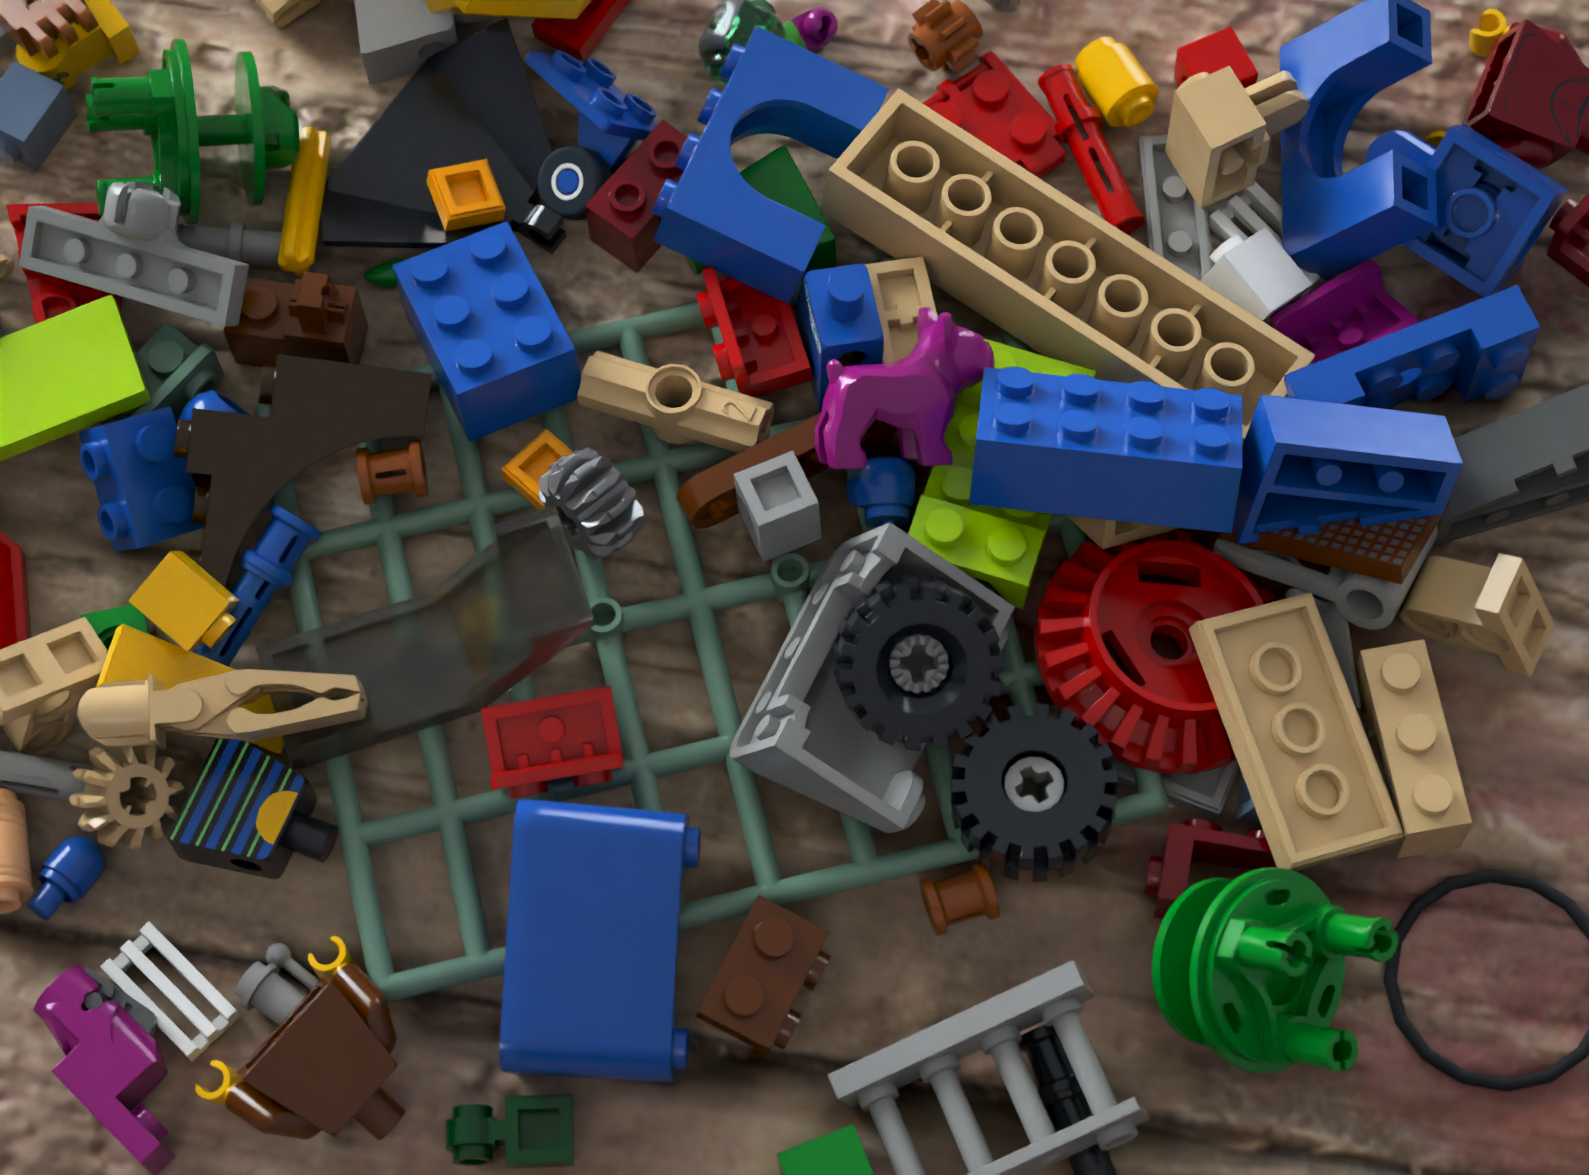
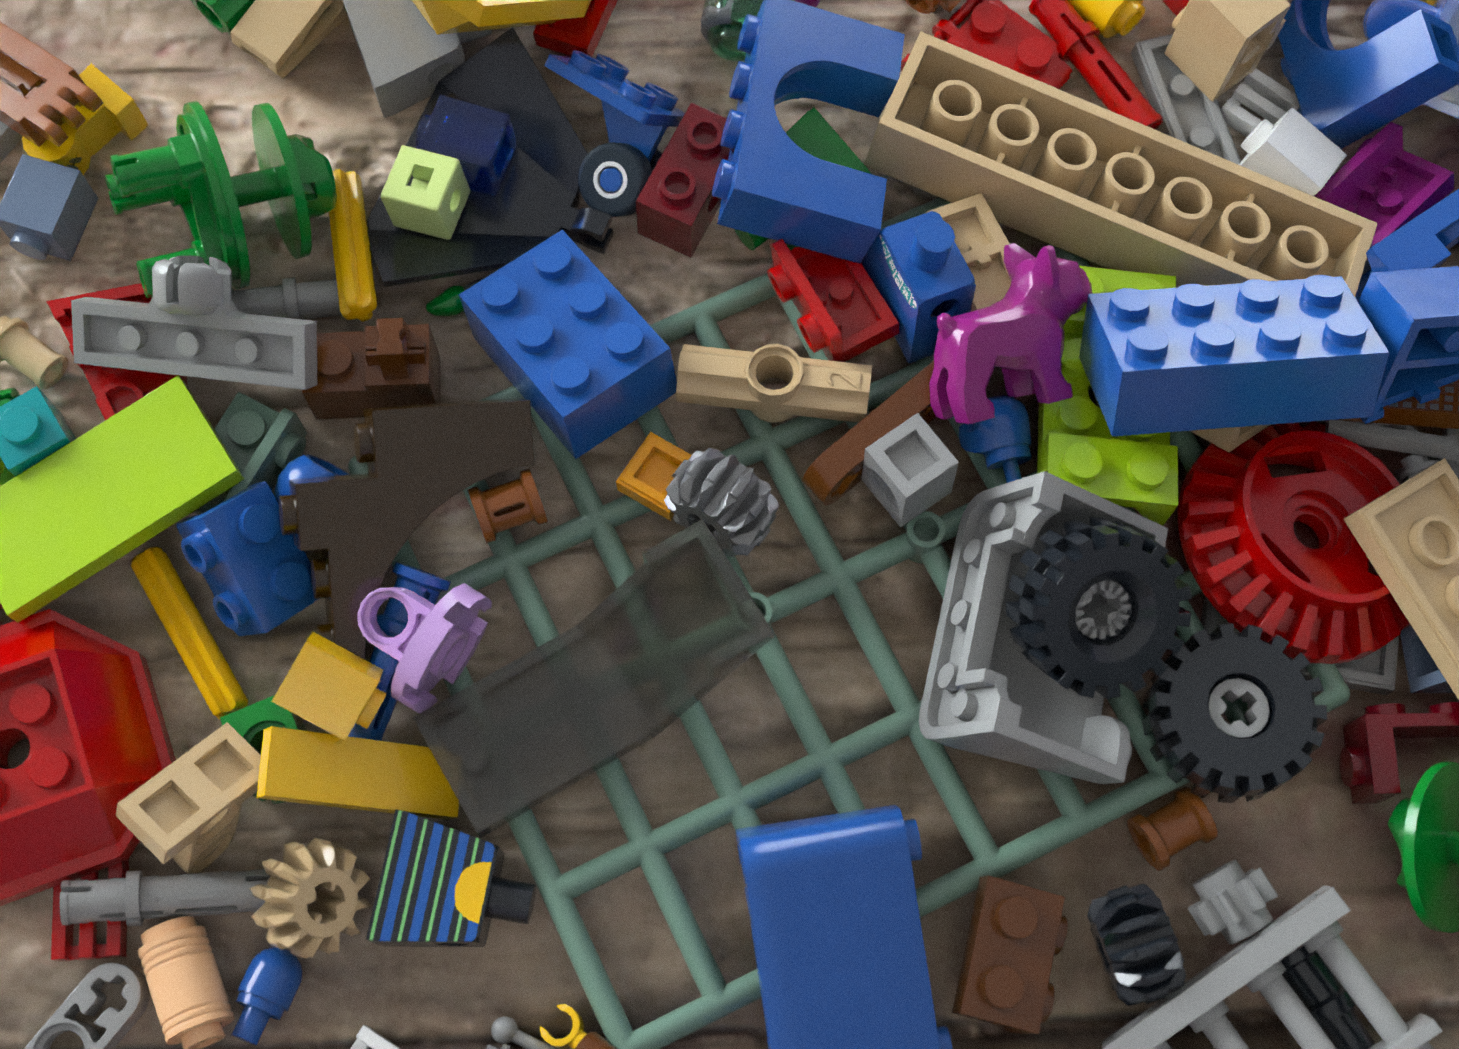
camera: 20 degrees left, 5 degrees up
(69, 534) = (188, 632): none -> yellow axle
(211, 707) = (310, 820): tan arm -> none
(292, 583) = (432, 645): none -> lavender tile
(395, 170) = (433, 198): none -> yellowish green piece
(436, 122) = (473, 135): none -> clear blue brick
(466, 195) = (511, 210): light orange tile -> none
(553, 740) = (742, 757): red bracket -> none
(887, 989) = (1136, 944): none -> black gear
(994, 968) = (1232, 902): none -> light grey gear

